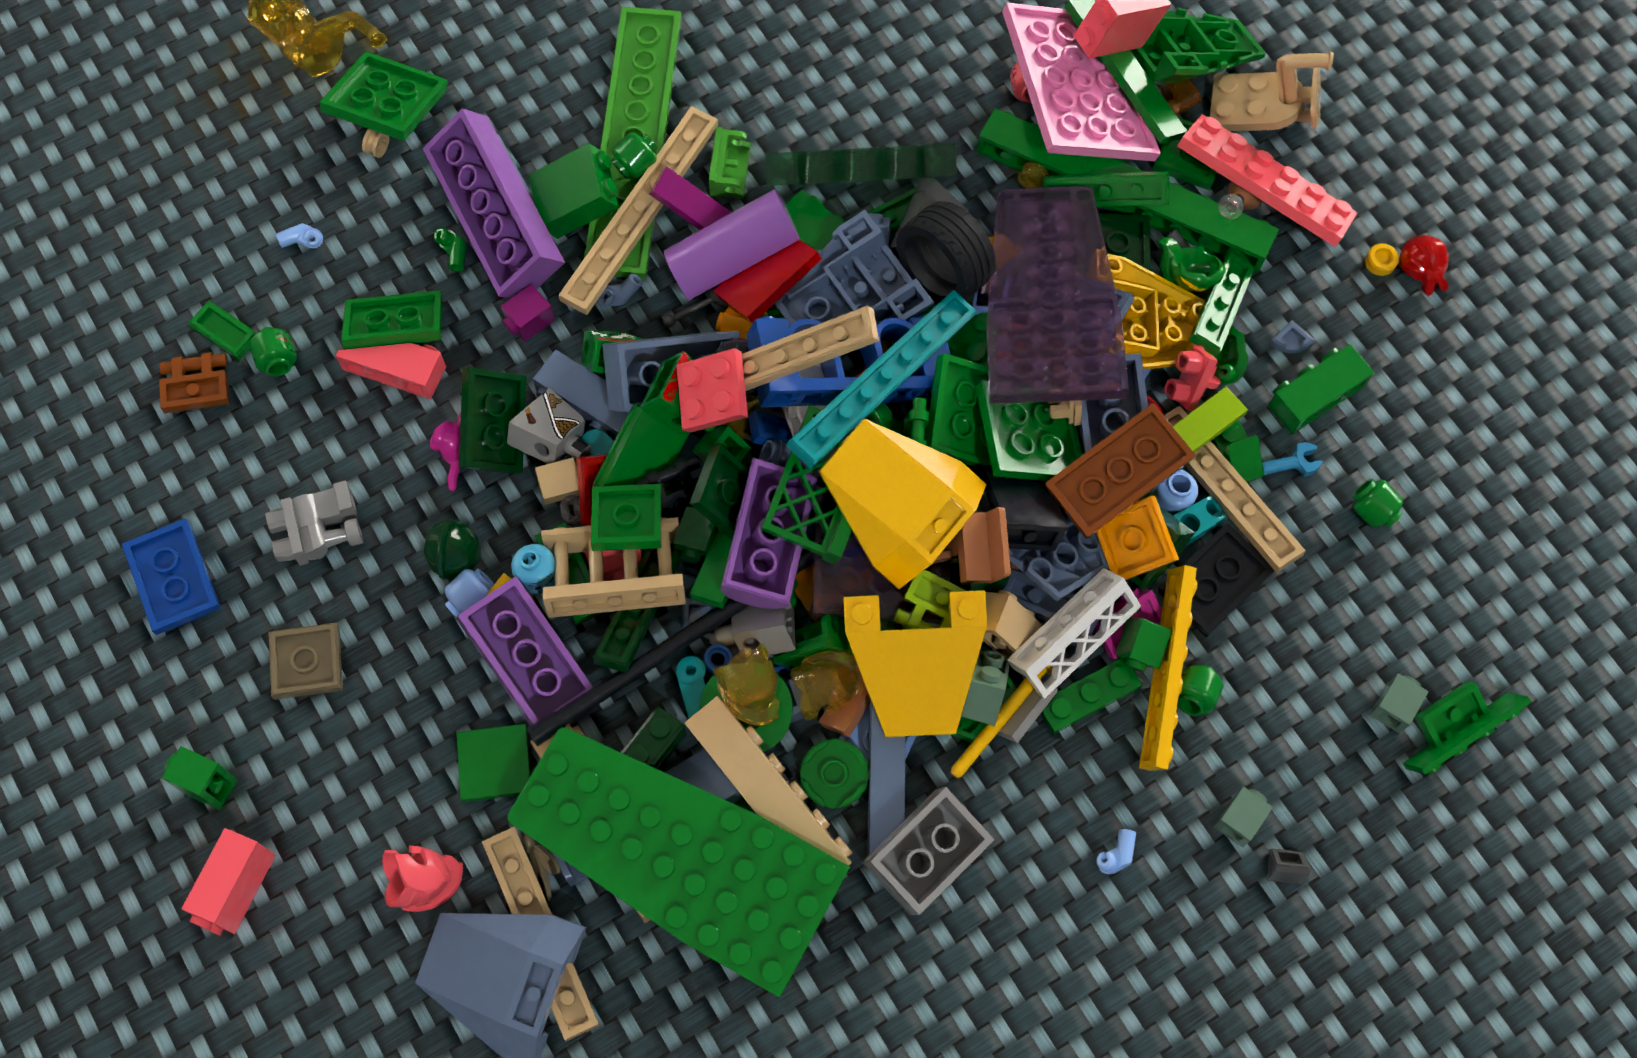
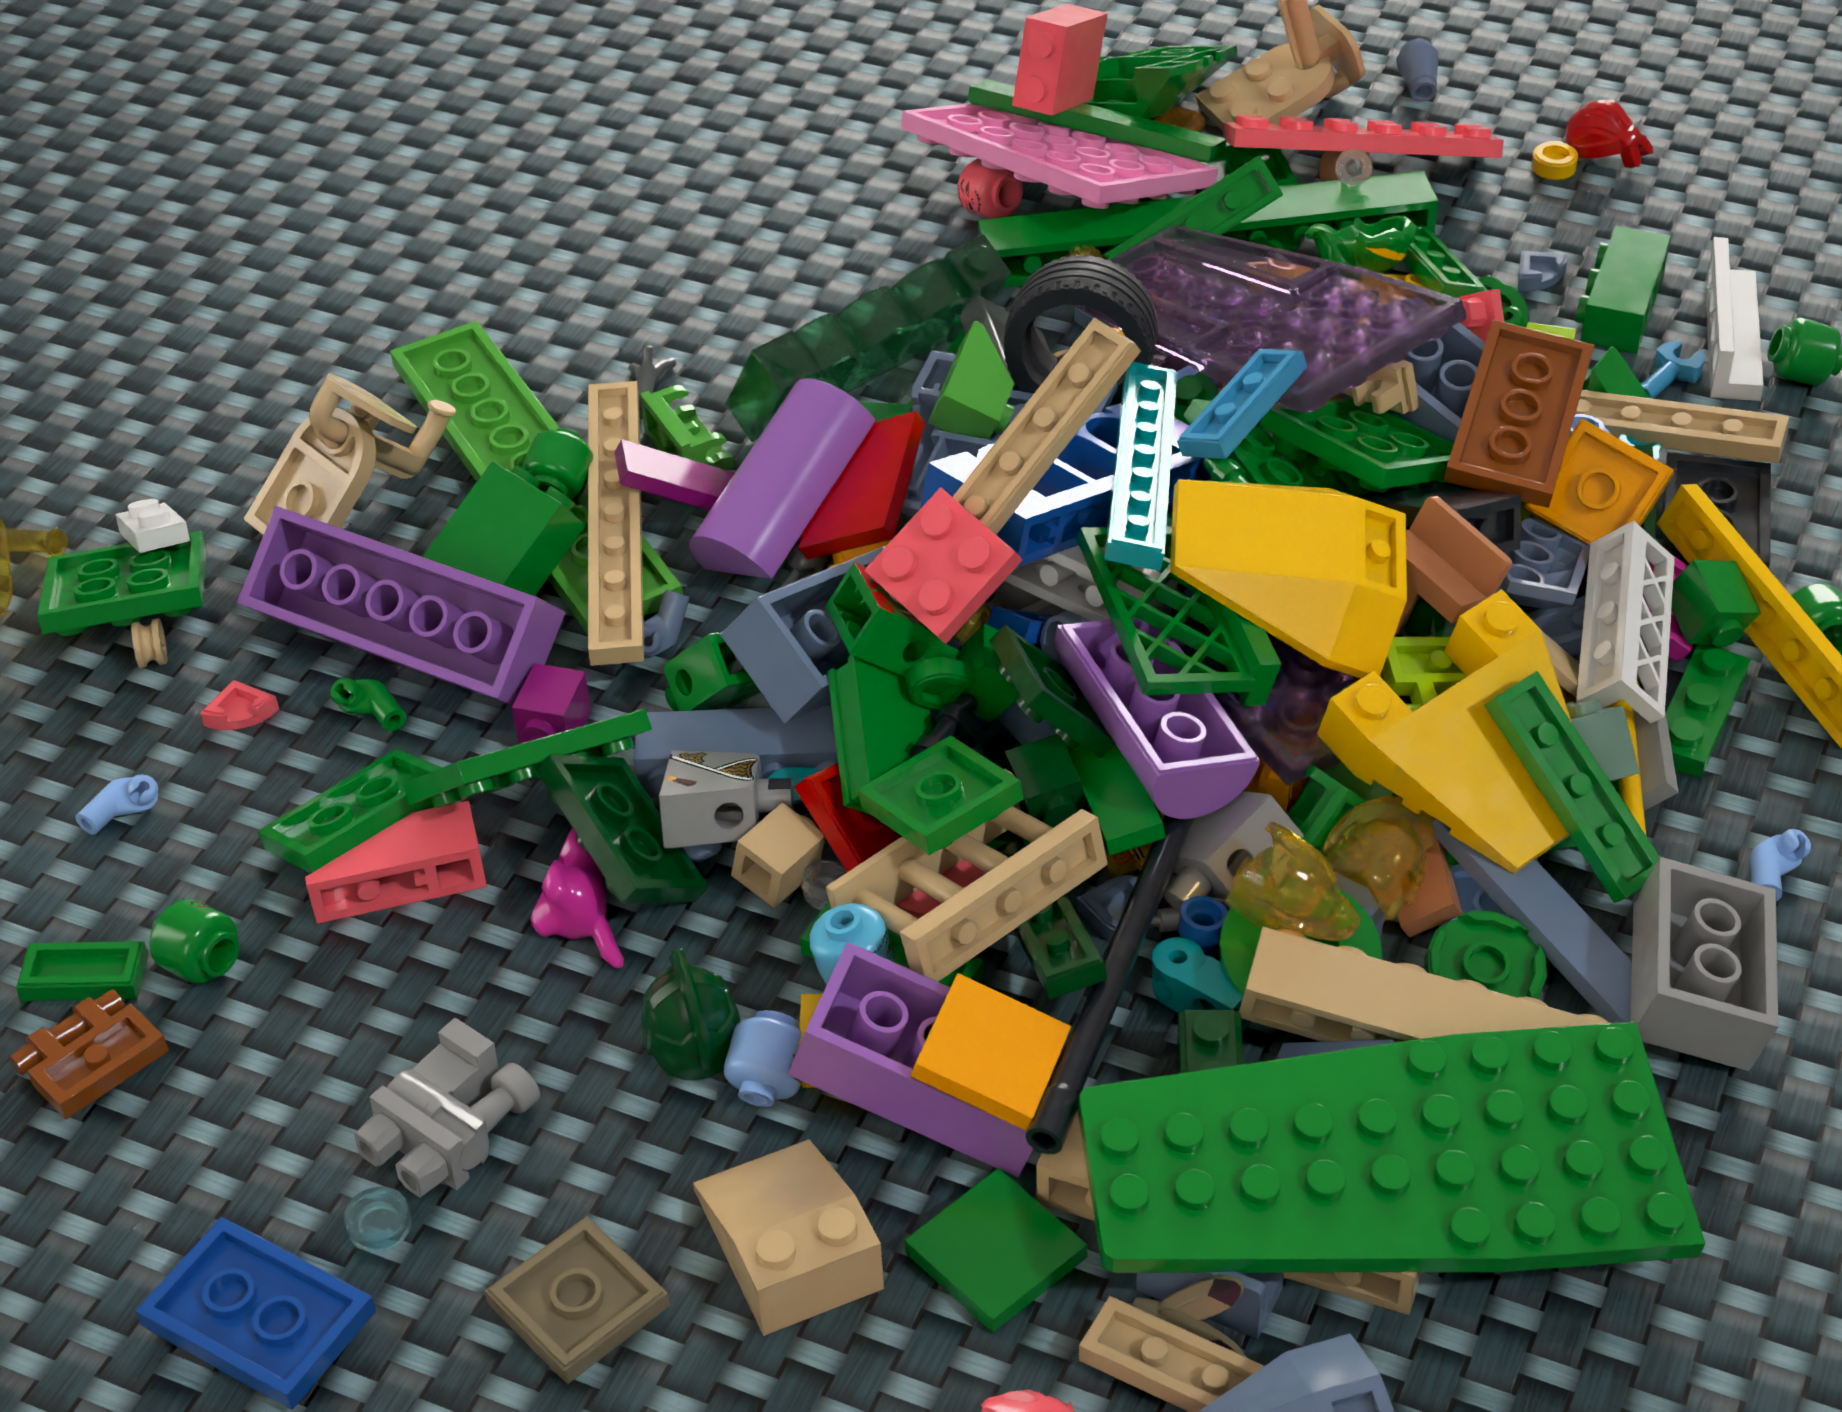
camera: 30 degrees left, 25 degrees down
(253, 560) = (377, 1219): none -> clear light blue tile
(392, 210) = (239, 707): none -> coral tile
(412, 691) = (792, 1235): none -> tan slope
(423, 63) = (151, 525): none -> white plate
(476, 349) = (519, 762): none -> green plate
(523, 78) = (337, 451): none -> tan plate
(542, 676) = (991, 1051): none -> light orange tile
(685, 443) = (938, 681): none -> green tile
(743, 106) = (648, 373): none -> dark grey bar
(857, 258) = (975, 389): none -> bright green slope
(941, 718) = (1574, 786): none -> green plate
(959, 377) = (1242, 403): none -> dark azure tile
(1033, 810) = (1777, 857): none -> light blue arm
(1357, 456) = (1732, 328): none -> white fence
(1366, 135) = (1419, 68): none -> sand blue cone

